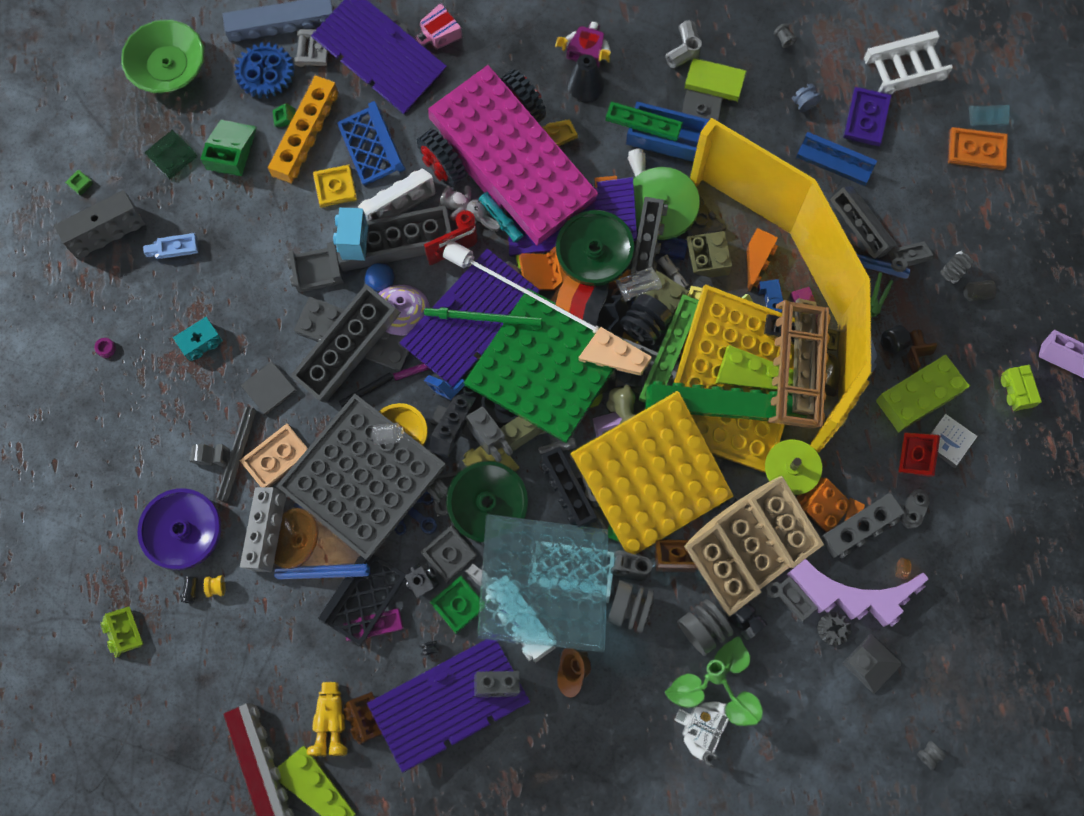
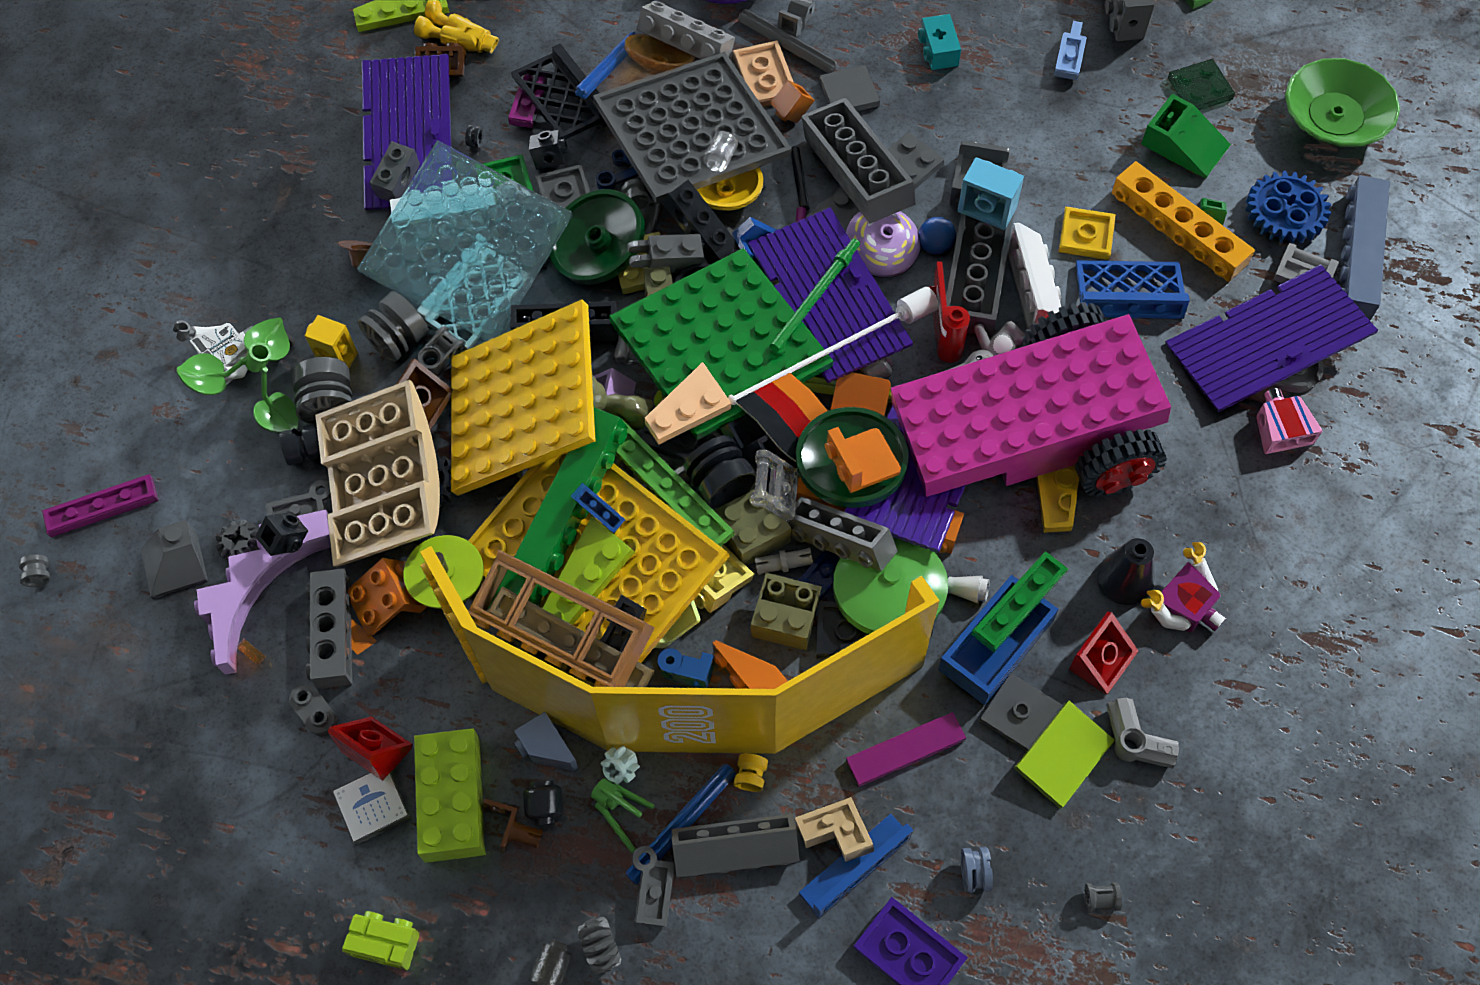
camera: 115 degrees right, 10 degrees down
(302, 418) = (791, 102): none -> orange brick
(600, 233) = (861, 458): none -> orange bracket
(643, 80) = (1104, 655): none -> red slope
(665, 644) = (331, 340): none -> yellow brick
(716, 374) = (598, 507): none -> blue piece
(821, 169) = (838, 822): none -> tan plate
(828, 580) = (281, 533): none -> black brick
(860, 745) = (99, 505): none -> magenta tile

